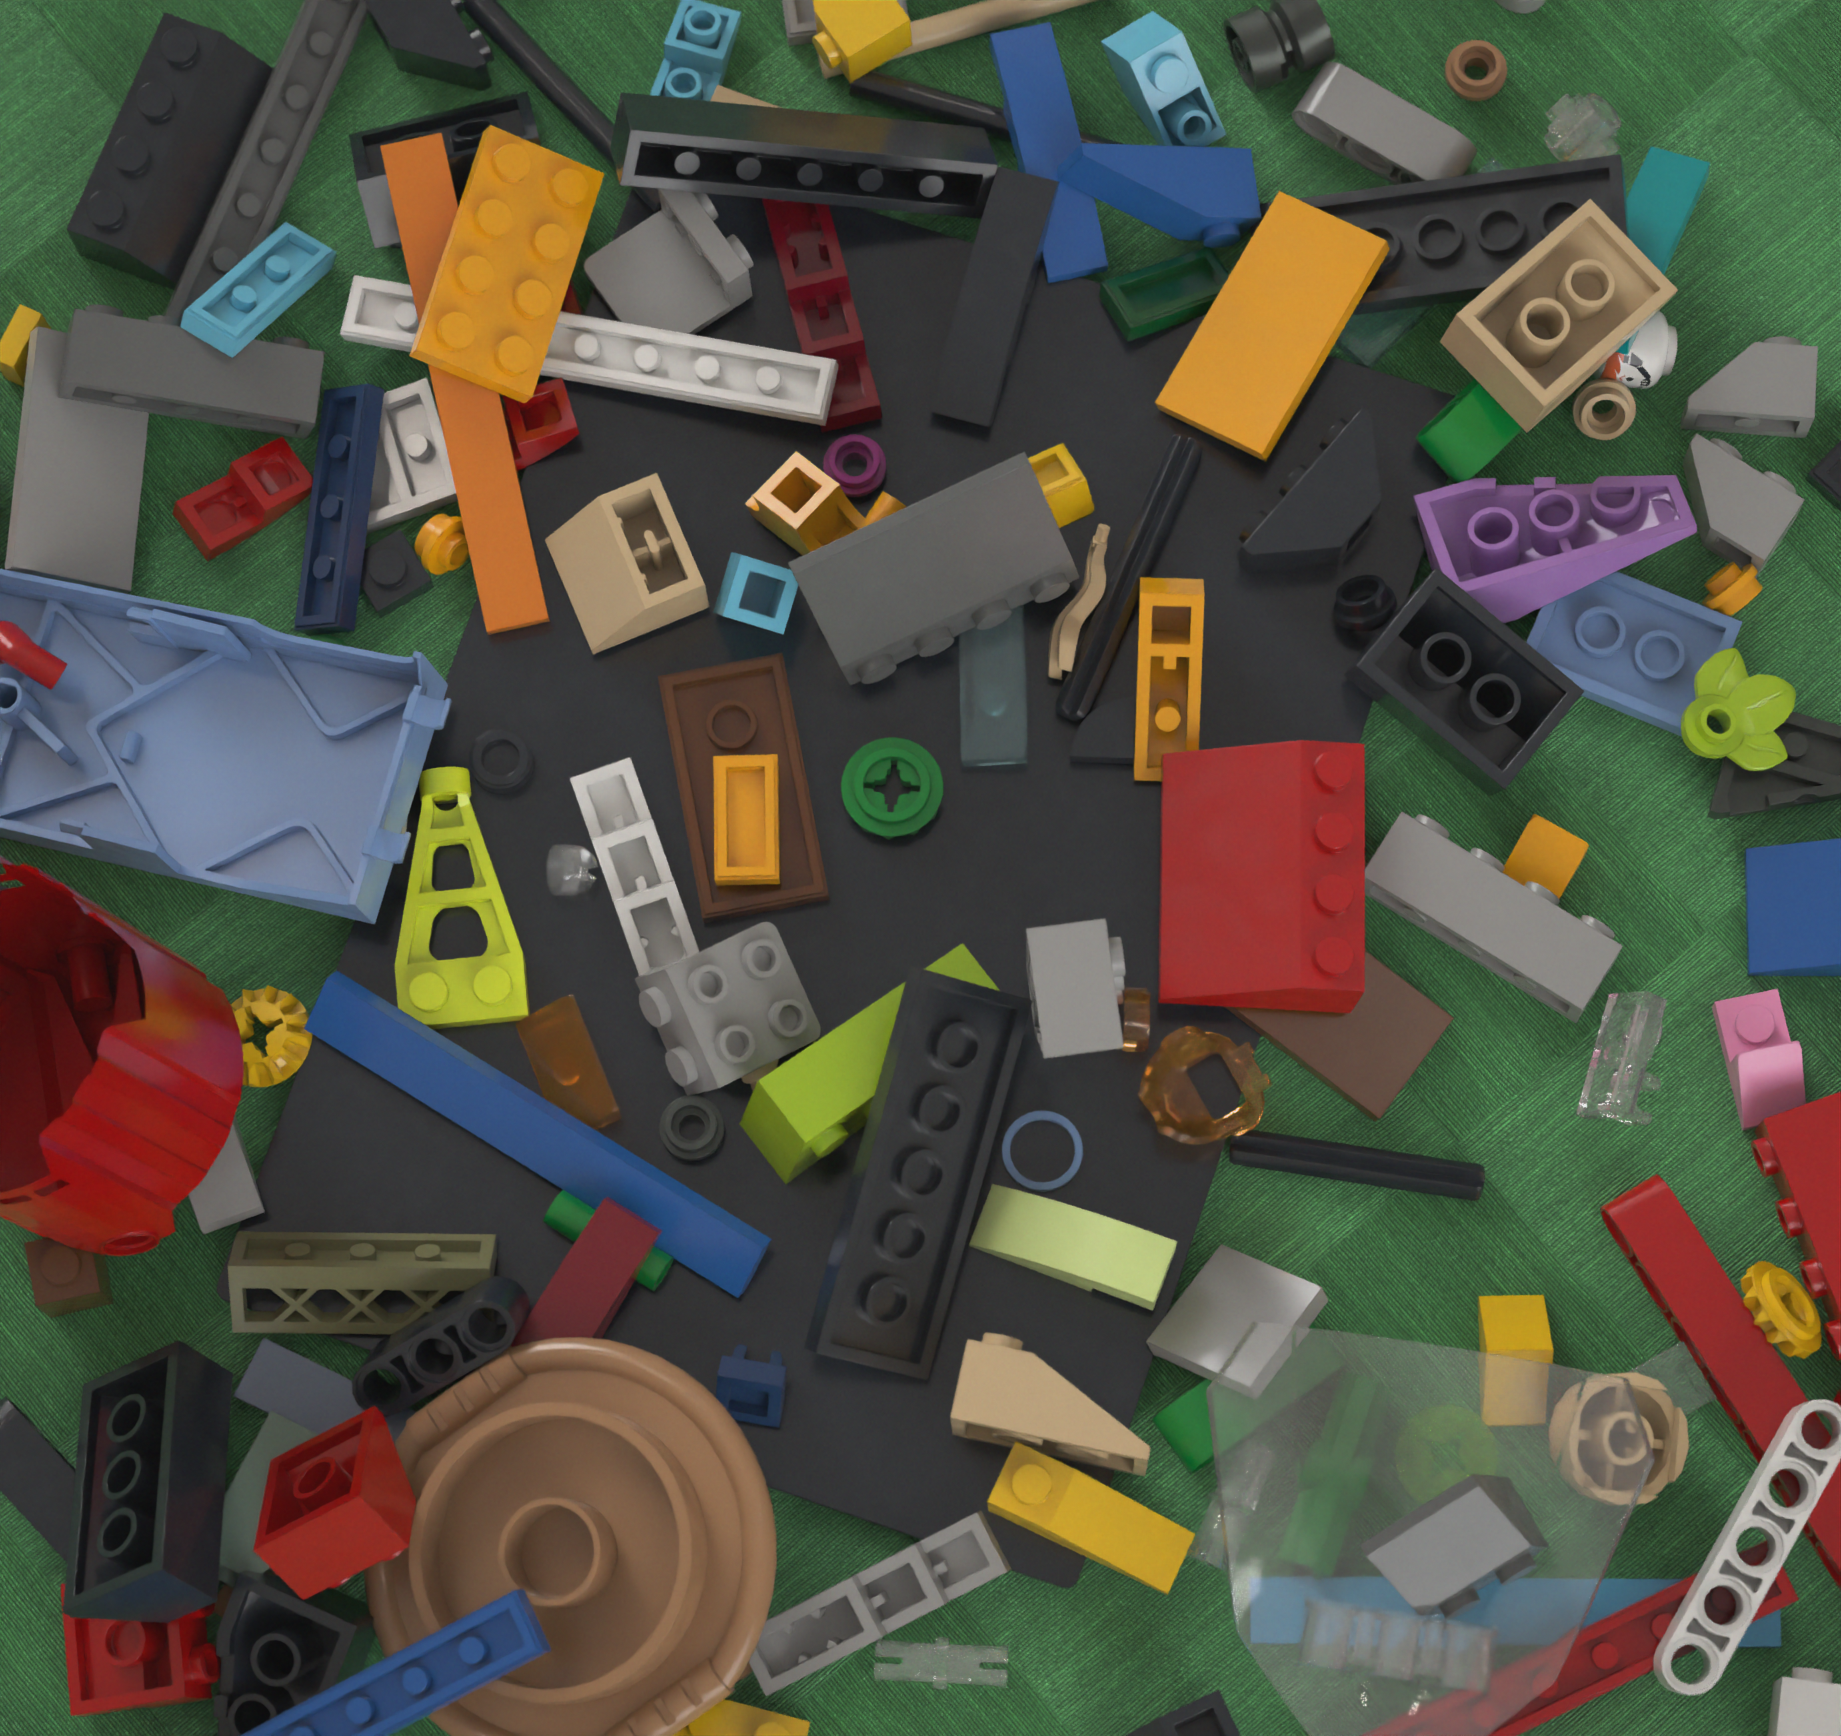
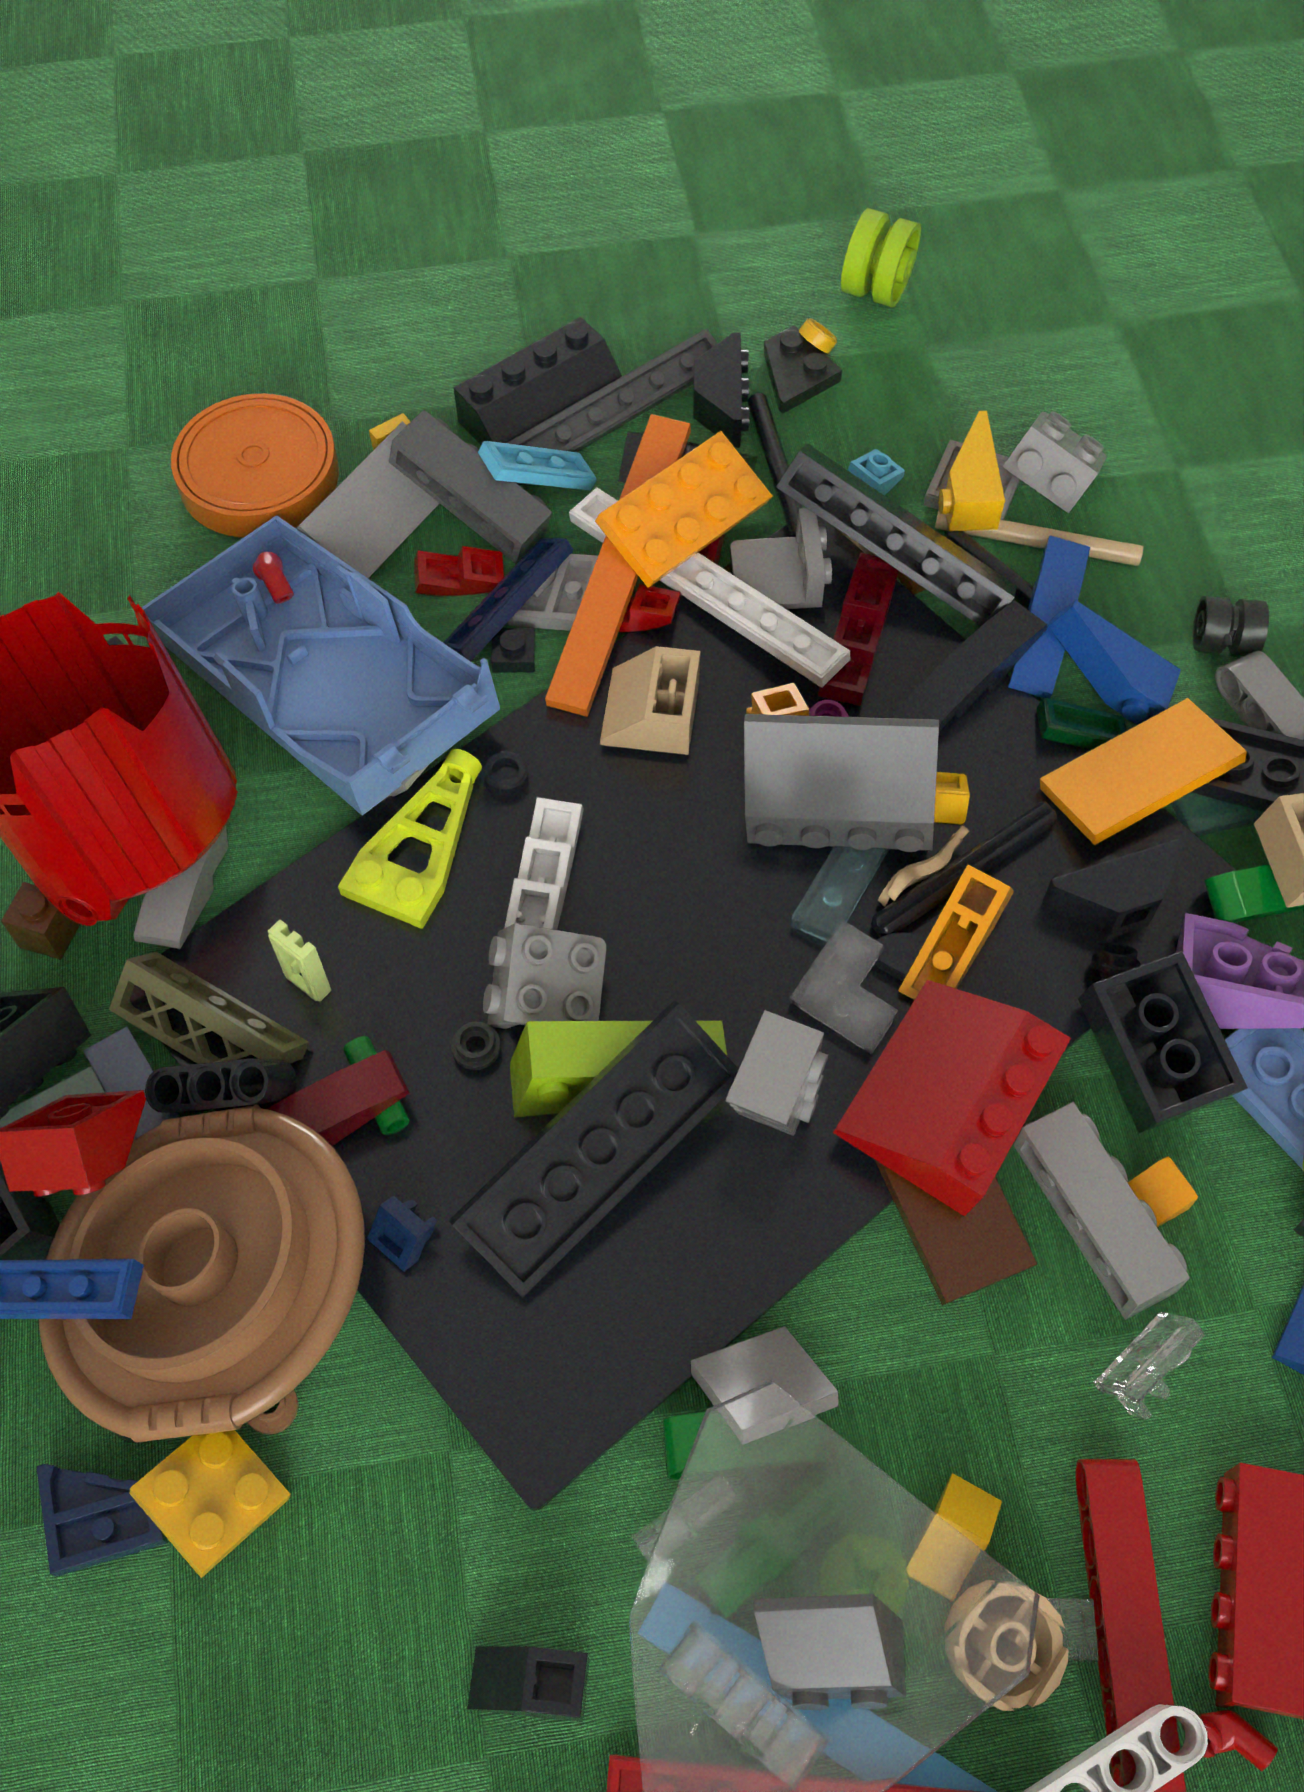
camera: 25 degrees right, 15 degrees down
(285, 1046) = (265, 863): yellow gear -> none
(442, 544) = (550, 645): light orange plate -> none
(443, 1160) = (297, 959): none -> yellowish green tile
(534, 1131) = (379, 999): blue tile -> none
(568, 1063) = (424, 968): clear orange slope -> none
(569, 868) = (502, 852): clear hinge -> none
(742, 711) = (642, 866): reddish brown tile -> none
(746, 820) = (630, 879): light orange tile -> none
(756, 593) = (719, 752): medium azure brick -> none
(871, 767) = (731, 894): green gear -> none
(876, 1602) = (387, 1433): light grey slope -> none
(941, 1663) = (408, 1508): clear pin -> none
(1019, 1398) = (569, 1343): tan slope -> none
(1047, 1116) = (697, 1164): medium blue piece -> none
(1059, 824) = (834, 992): none -> clear plate
(1074, 1245) = (681, 1265): yellowish green slope -> none
(1089, 1518) = (574, 1463): yellow slope -> none
(1136, 1019) = (810, 1139): clear orange tile -> none
(1163, 82) = (1144, 610): medium azure slope -> none
(1174, 1100) = (807, 1204): clear orange helmet -> none
(1358, 1164) = (914, 1327): black axle -> none
(1759, 1056) = (1255, 1418): bright pink slope -> none
(1782, 1309) = (1186, 1620): yellow gear -> none

